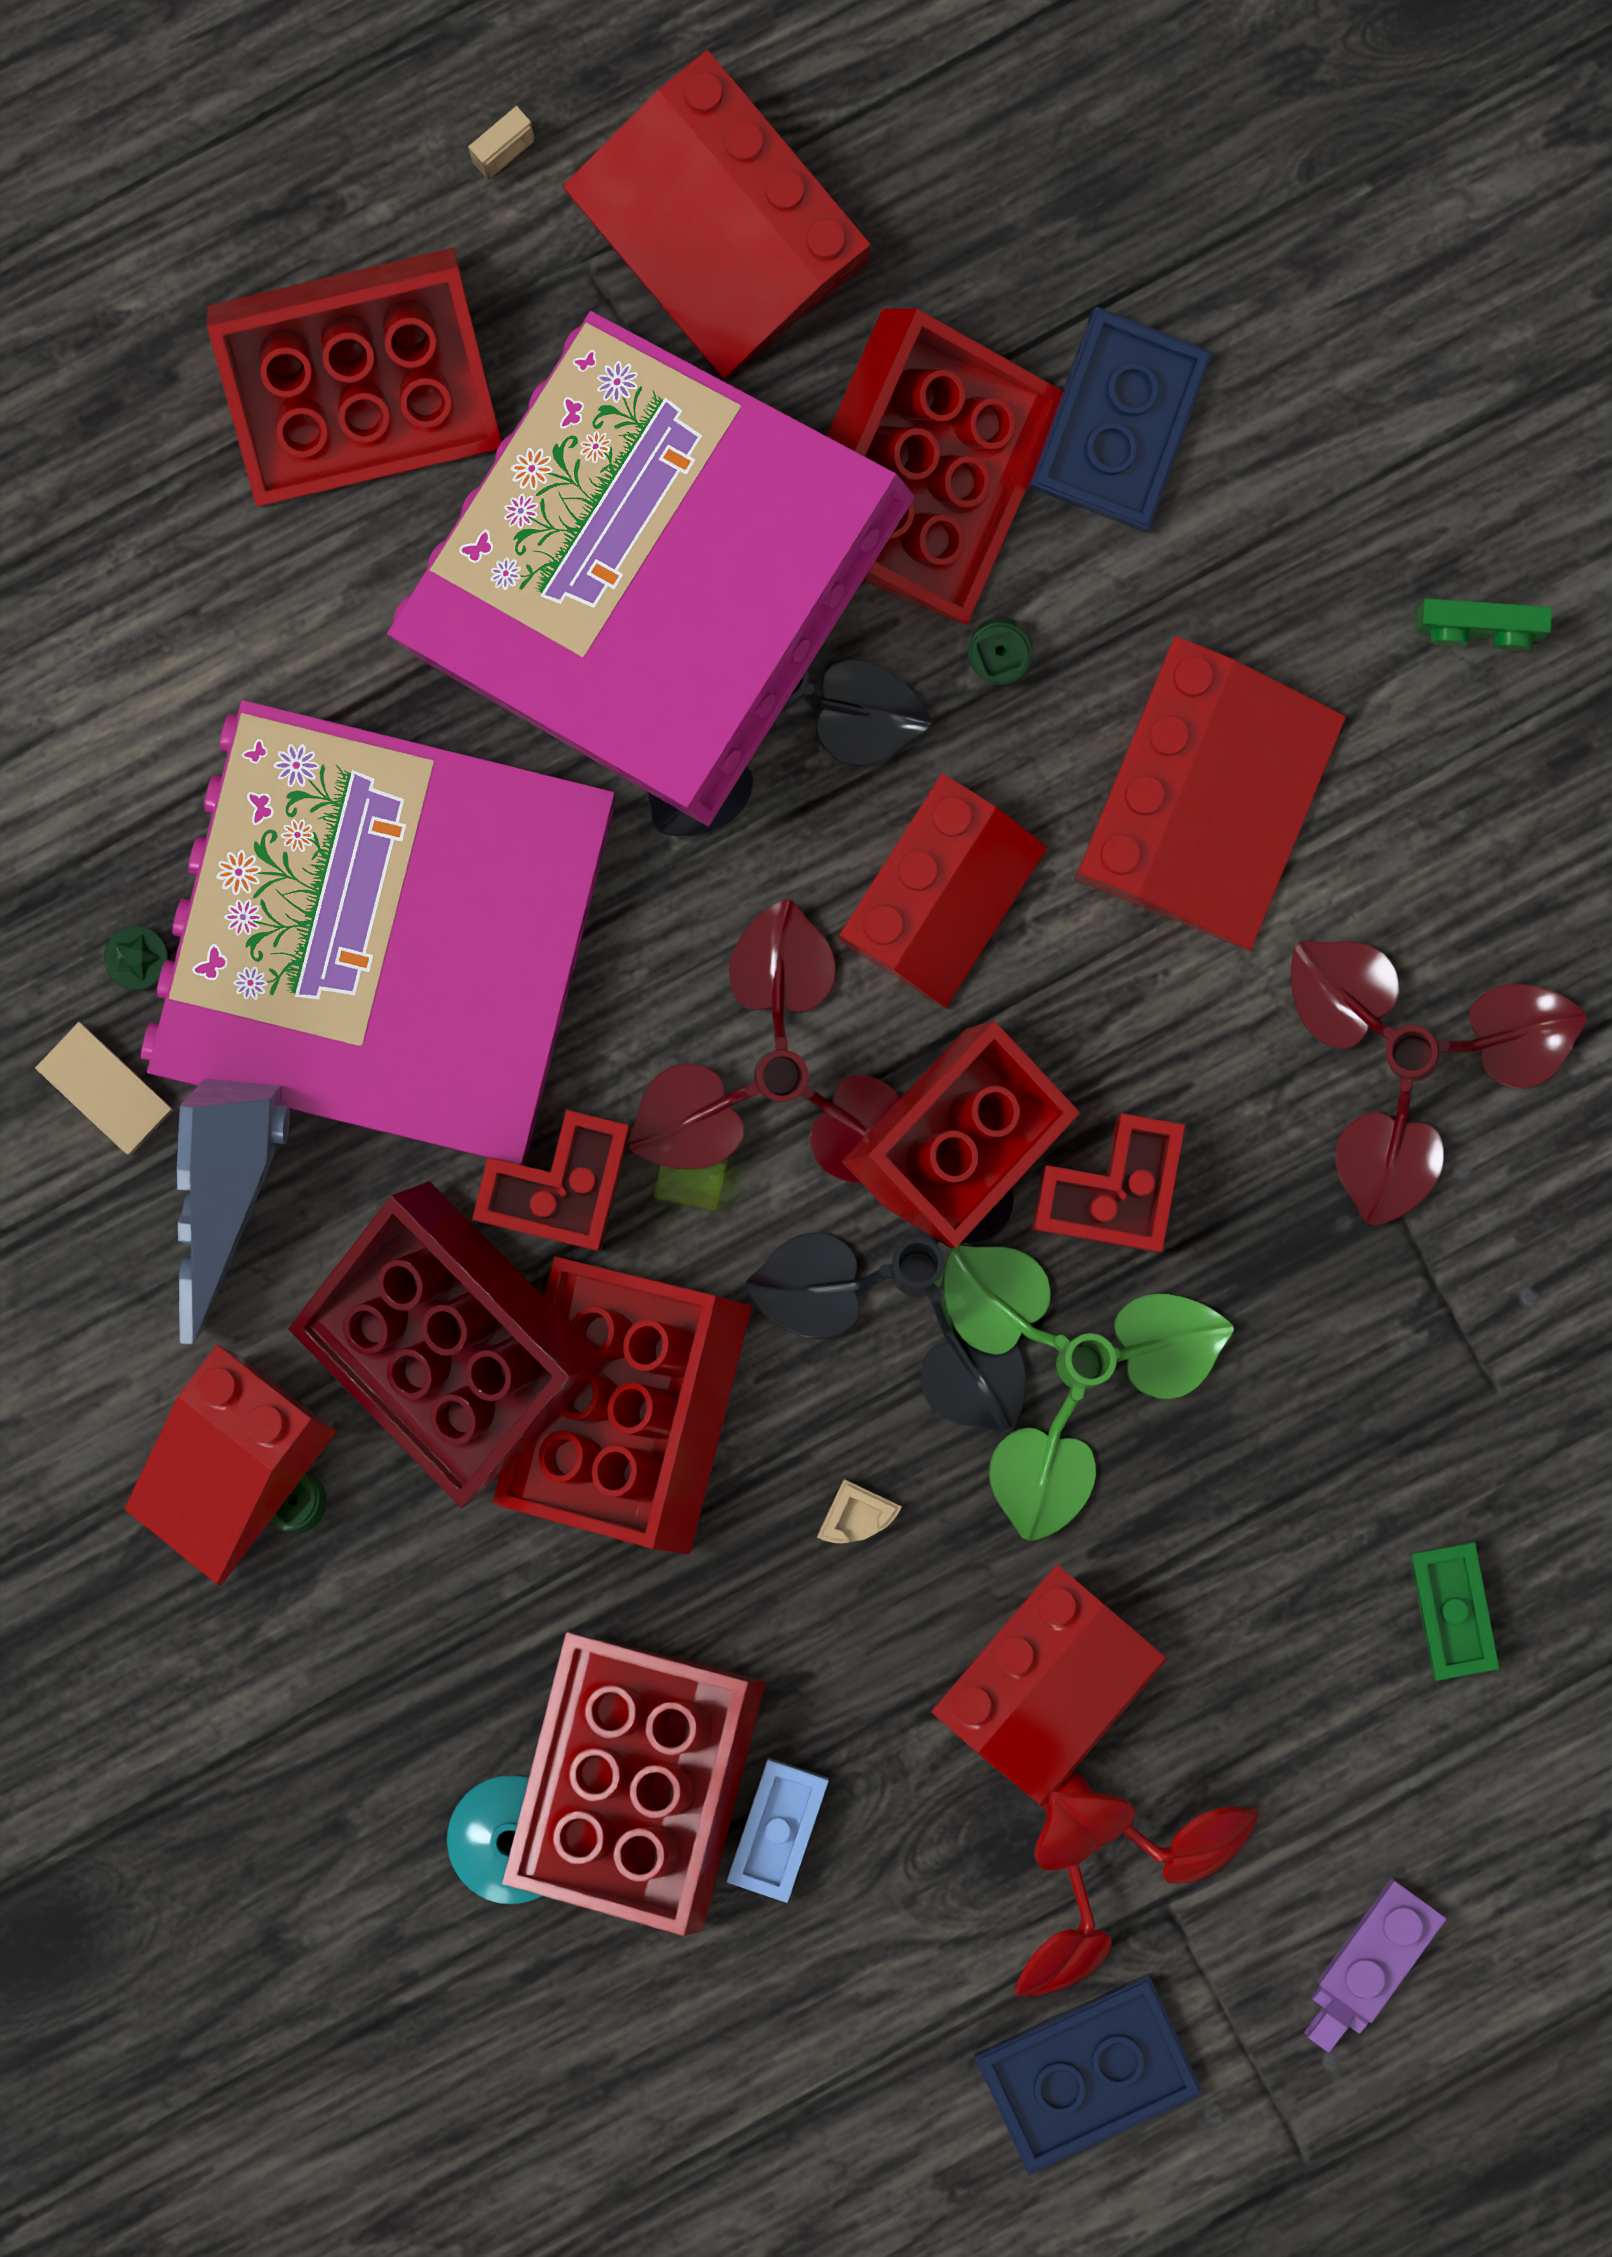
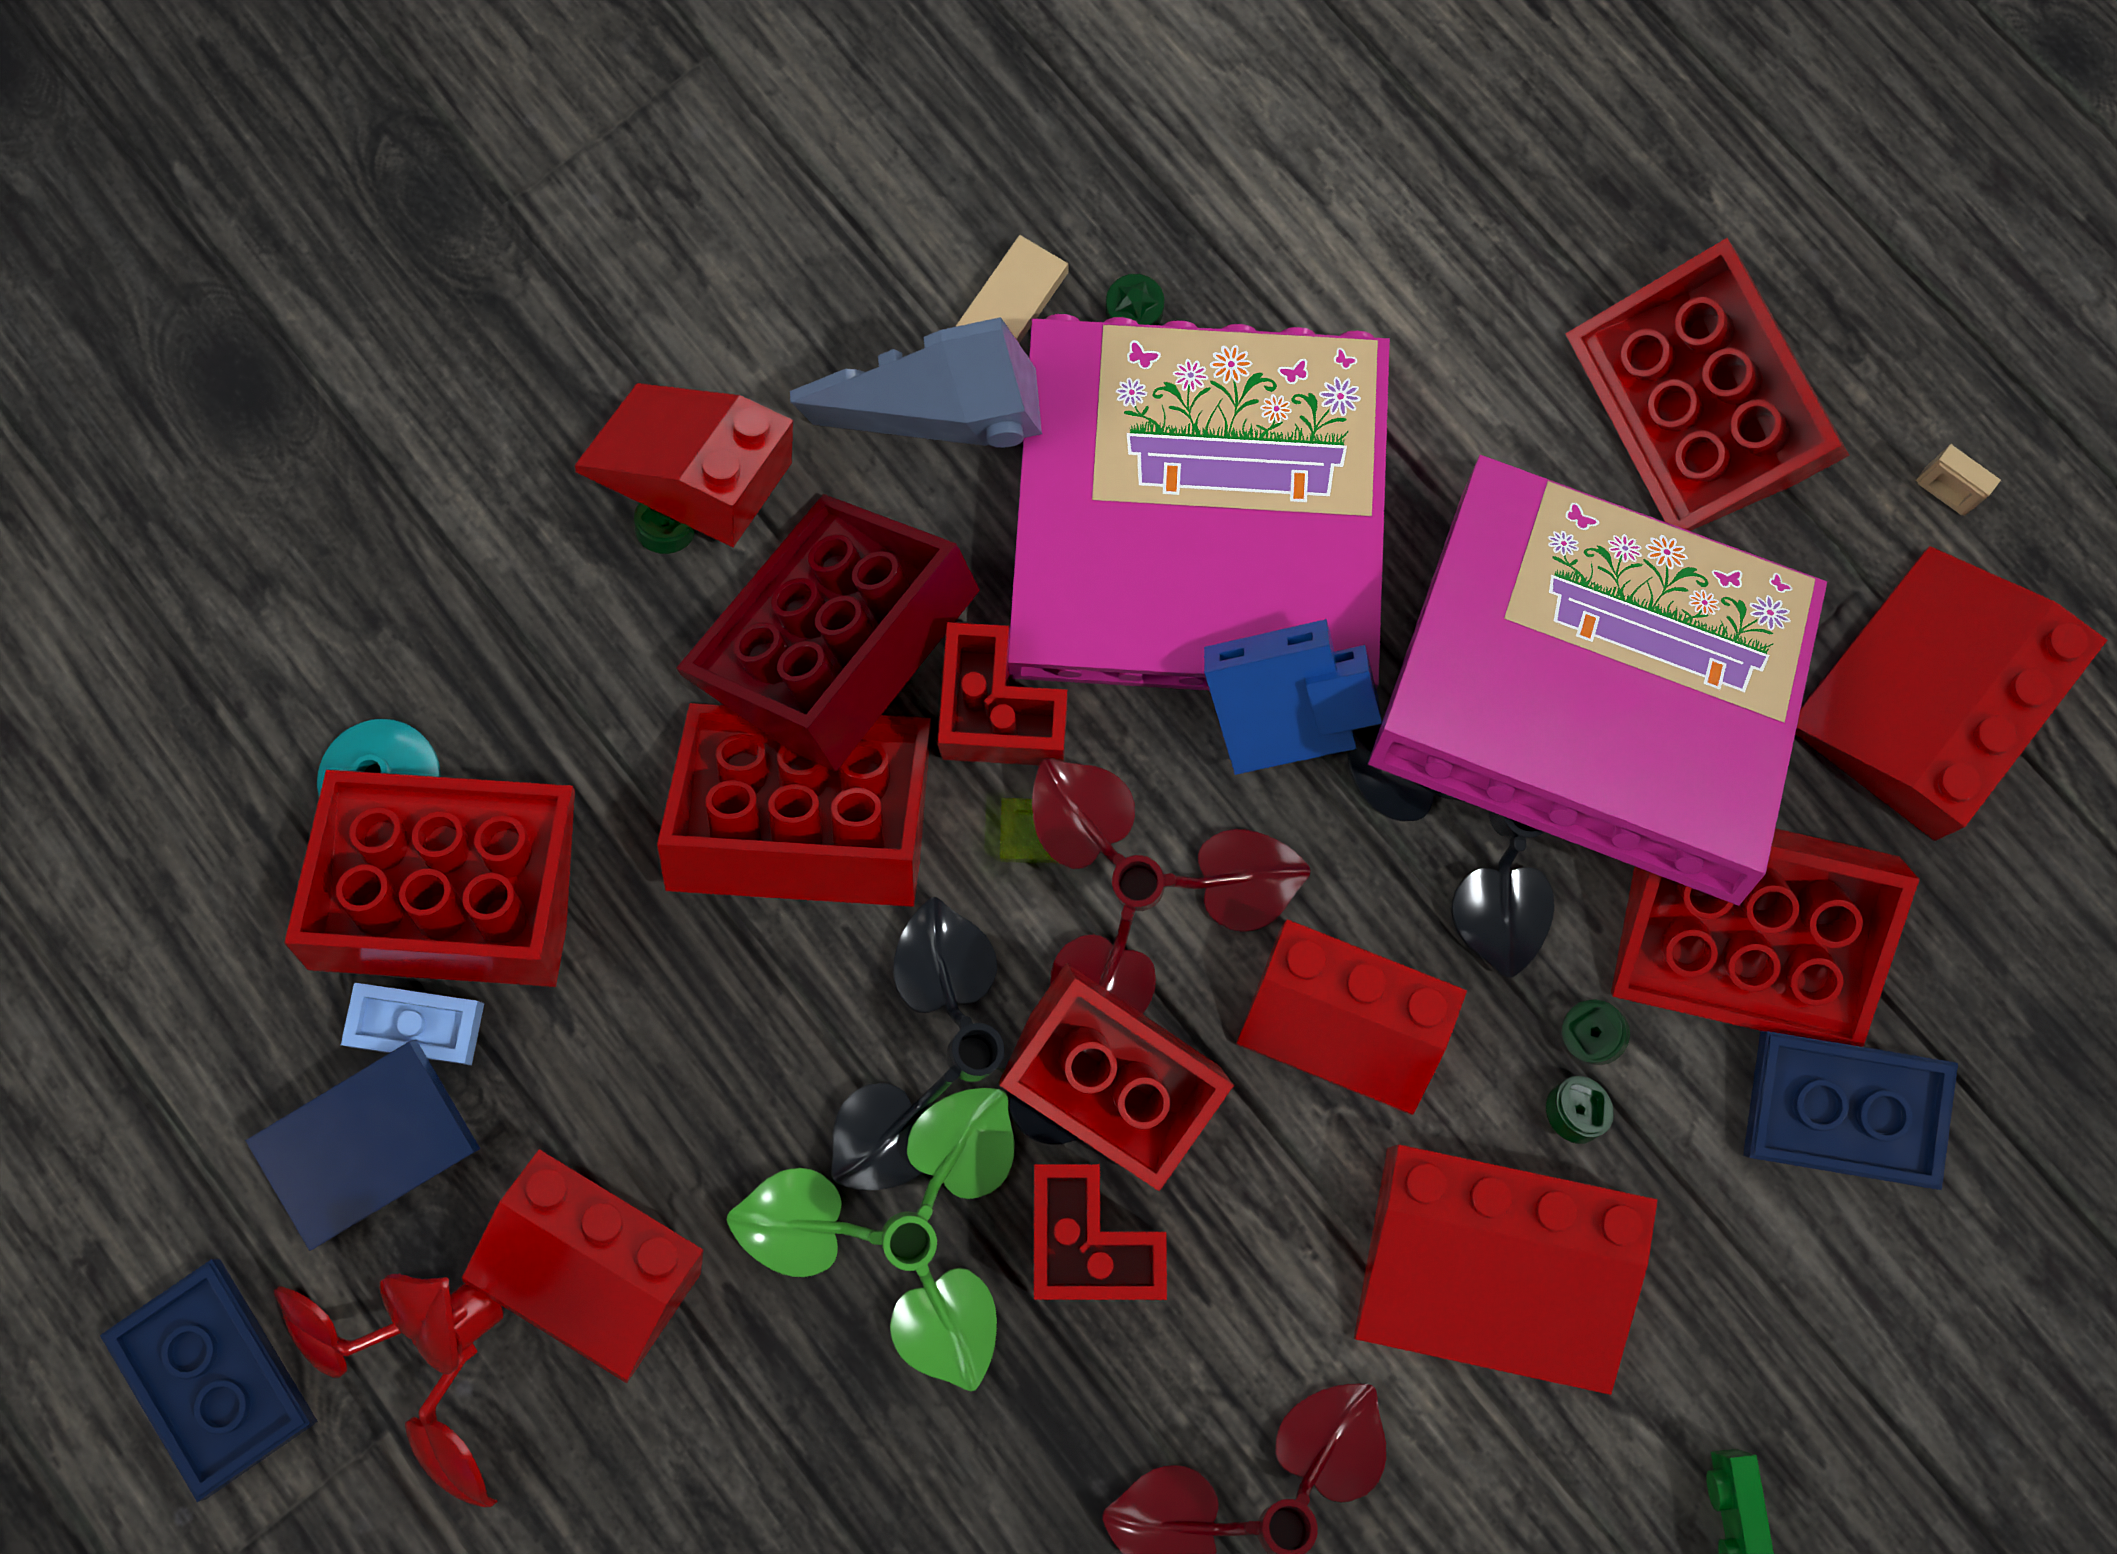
camera: 85 degrees right, 10 degrees down
(612, 885) = (1289, 695): none -> blue piece
(856, 1515) = (730, 1046): tan tile -> none
(890, 1892) = (362, 1144): none -> dark blue tile
(1073, 684) = (1579, 1110): none -> dark green tile

